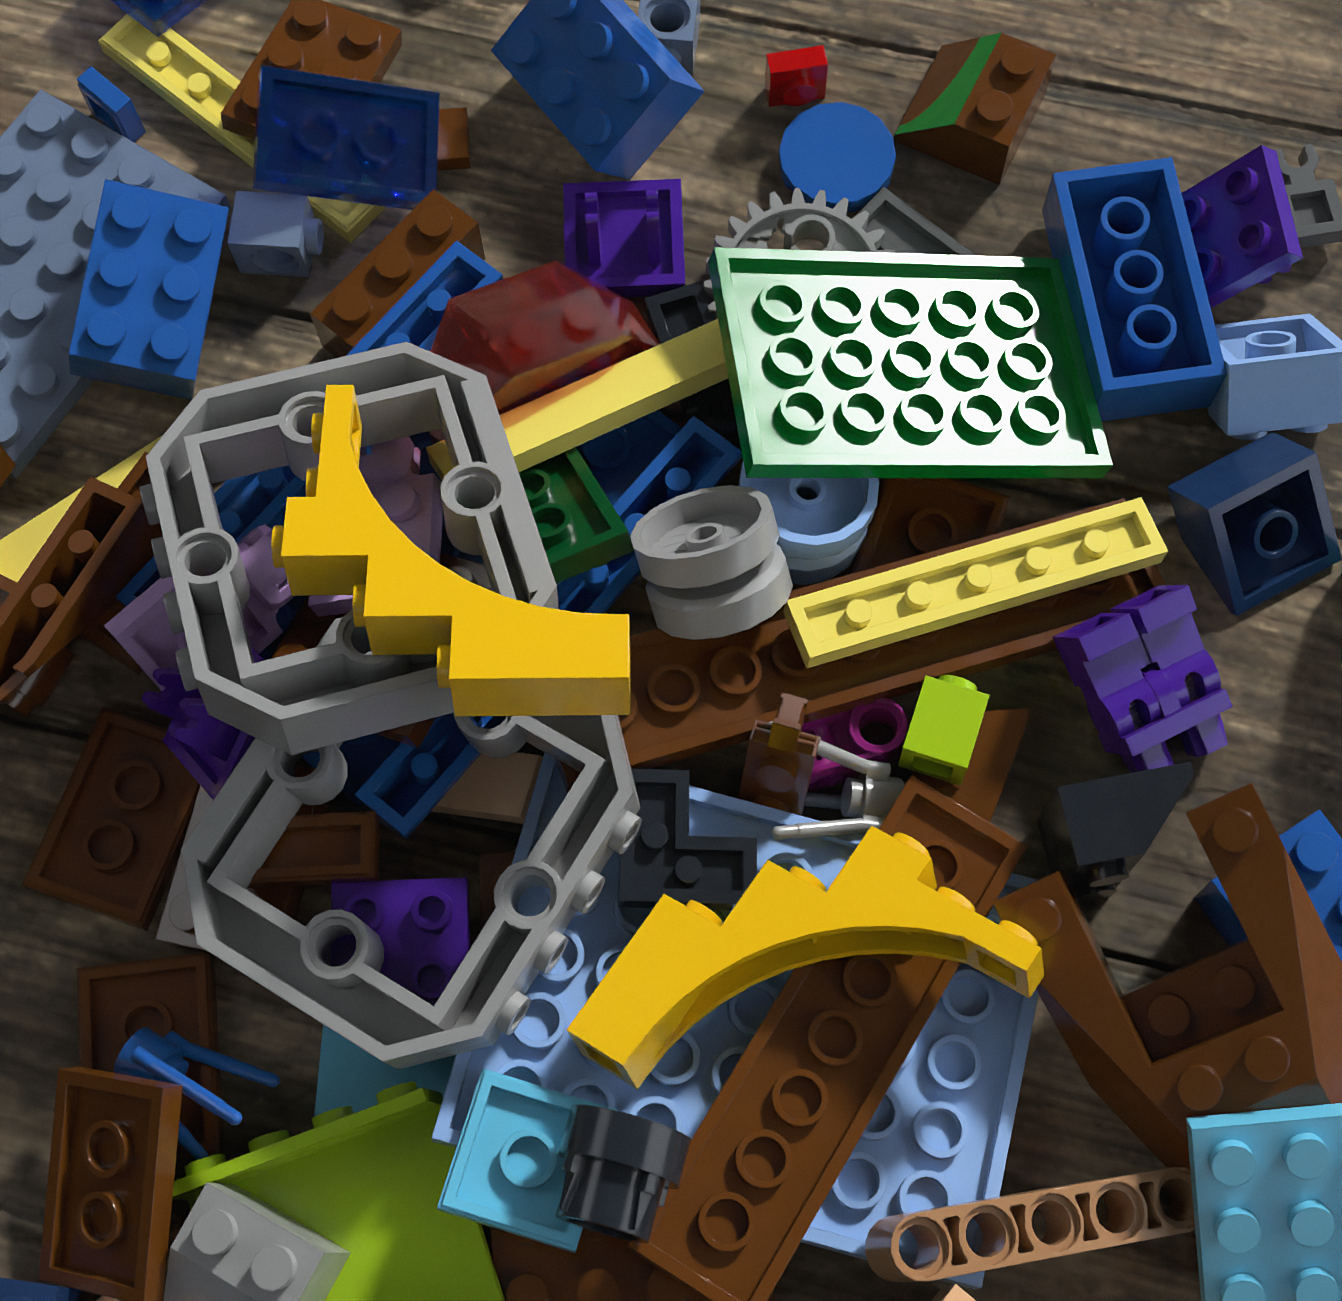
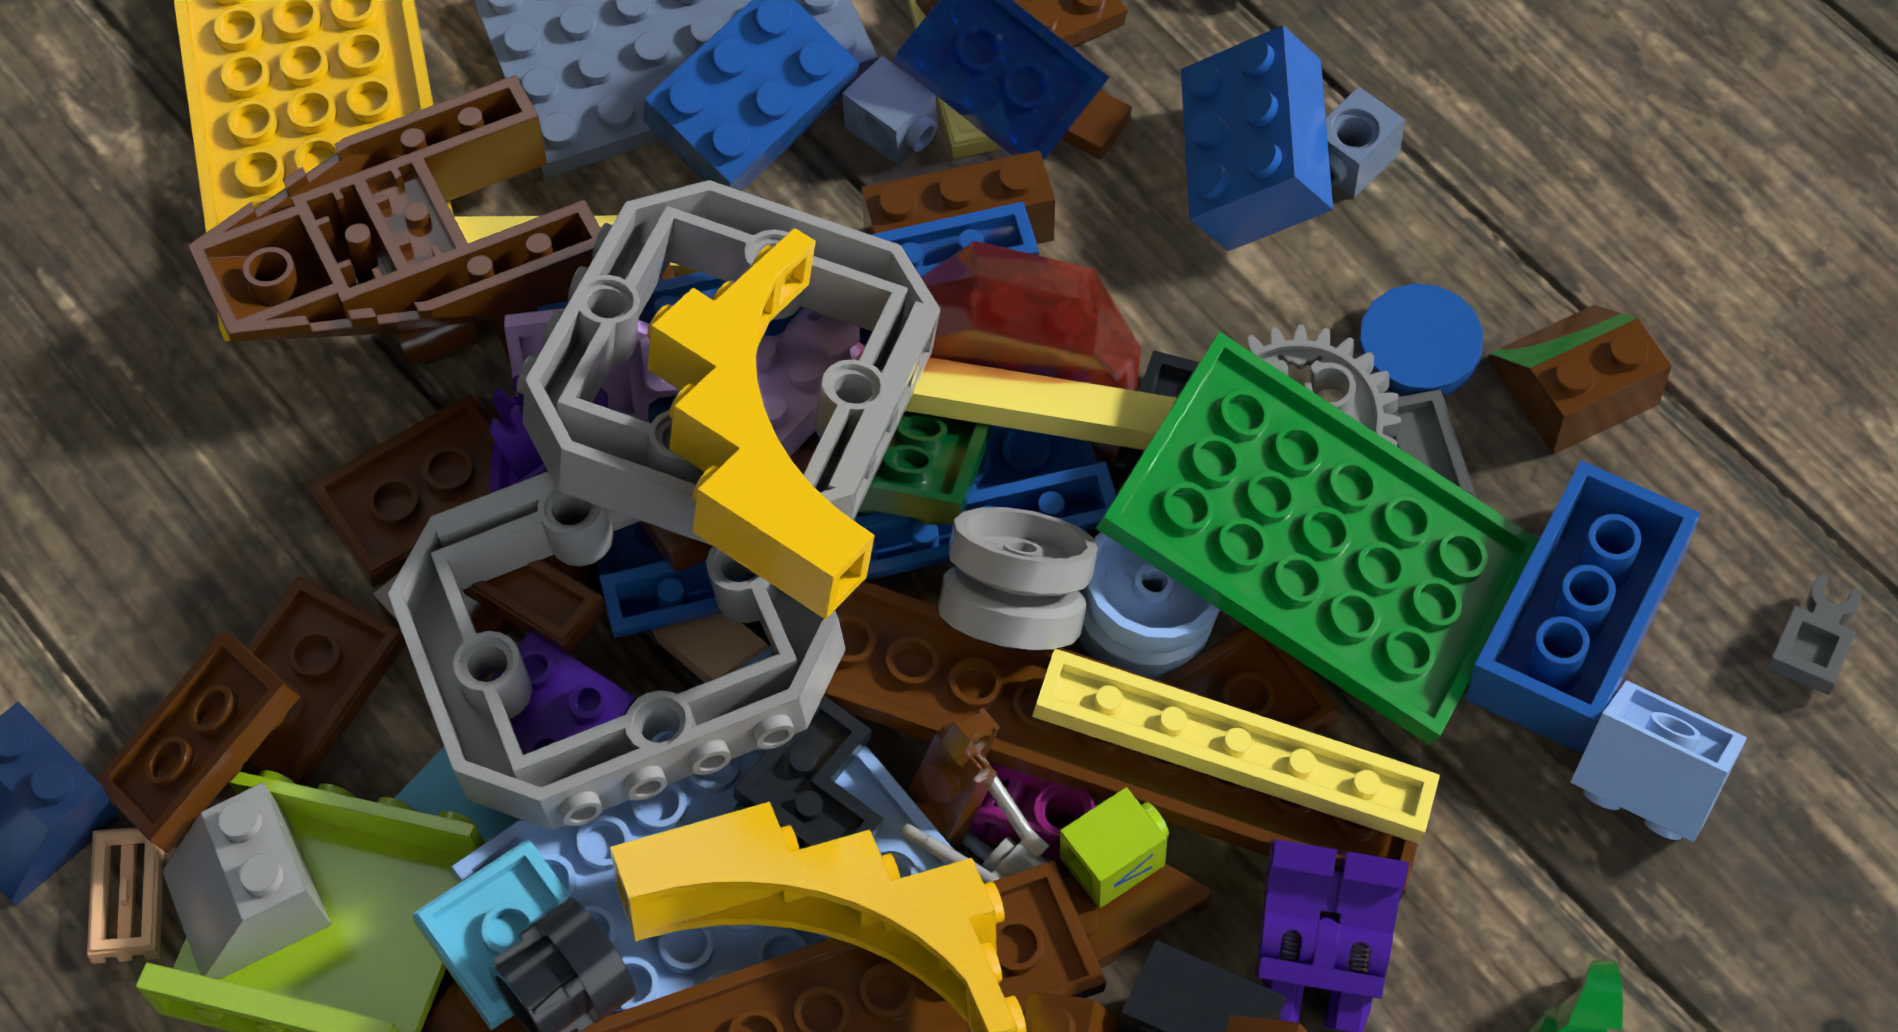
camera: 35 degrees right, 10 degrees down
(161, 1059) = (300, 670): blue plant -> none
(626, 234) = (1181, 290): dark purple plate -> none
(796, 76) = (1435, 250): red plate -> none
(1242, 225) = (1719, 616): dark purple plate -> none
(1257, 520) = (1541, 873): dark blue slope -> none

